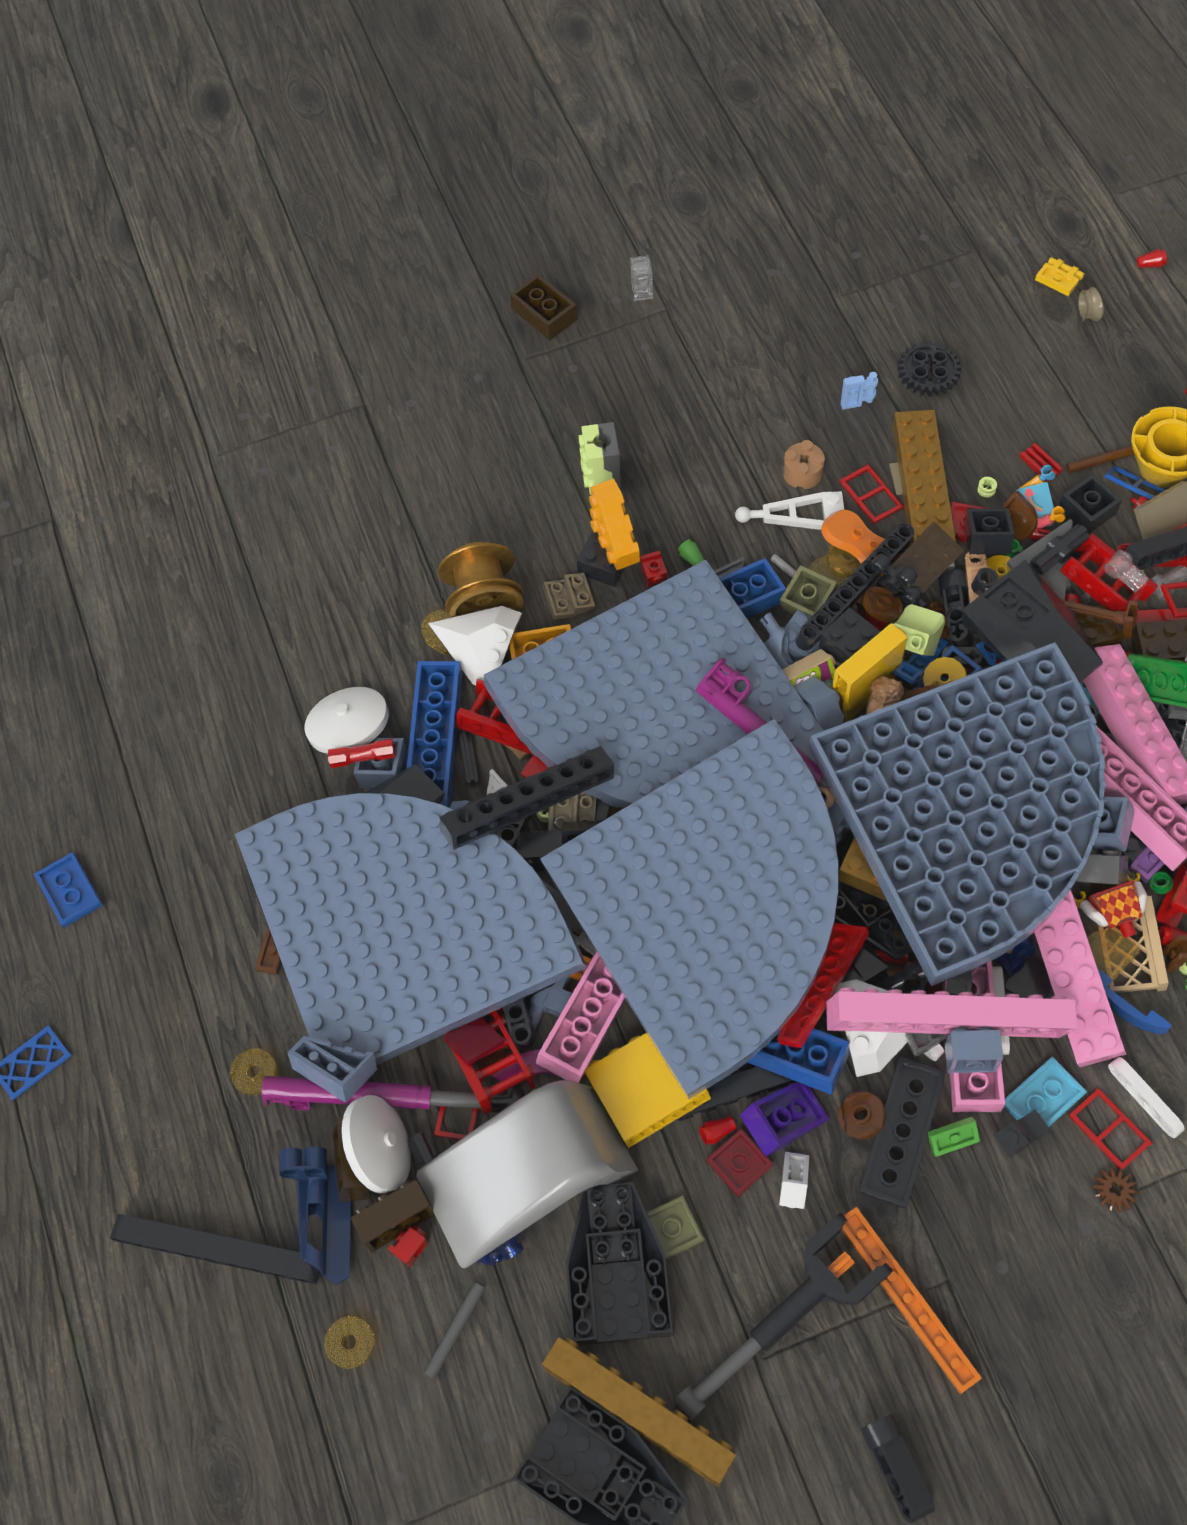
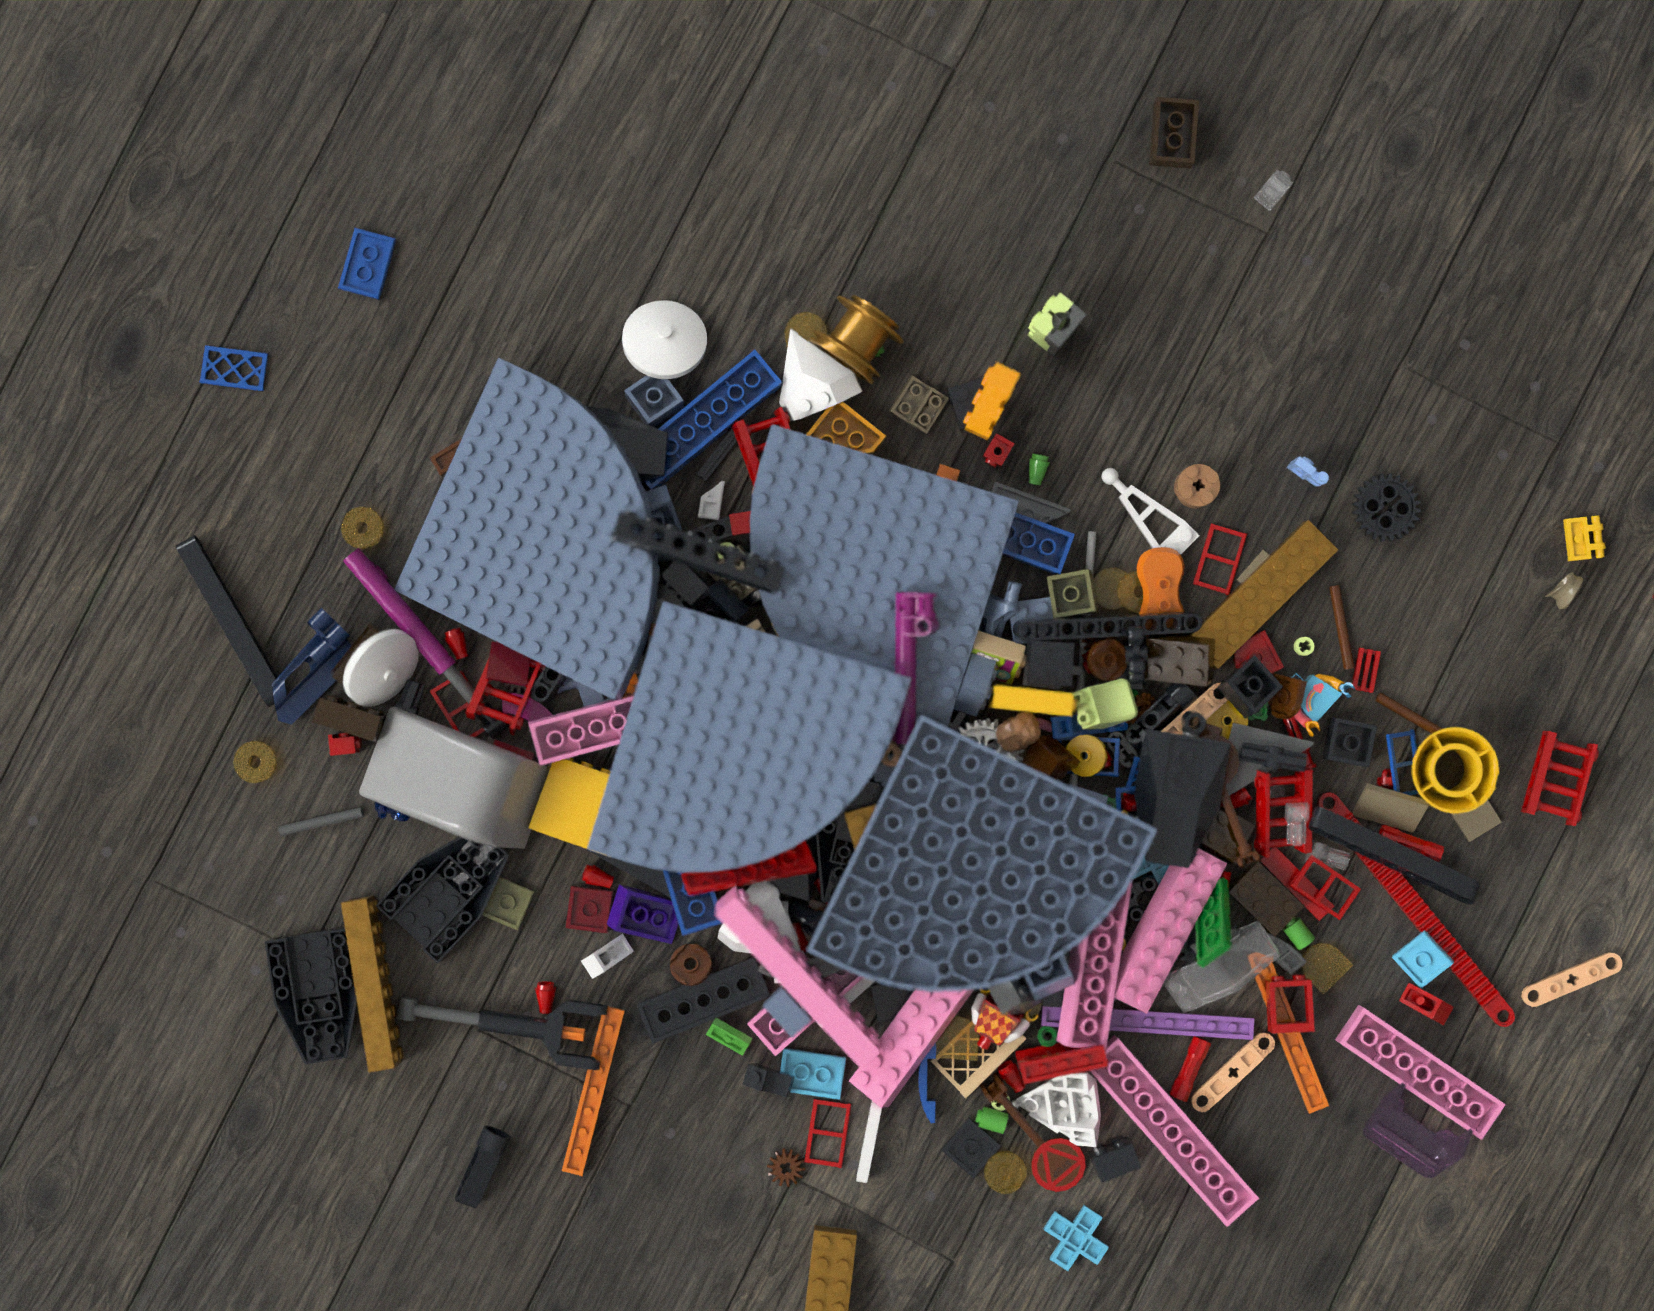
camera: 45 degrees right, 25 degrees up
(332, 1067) = (400, 593): sand blue wedge -> none
(346, 755) = (655, 394): red axle -> none
(415, 1074) = (456, 641): none -> red cone
(784, 1266) = (545, 995): none -> red cone
(994, 455) = (1341, 627): none -> reddish brown piece

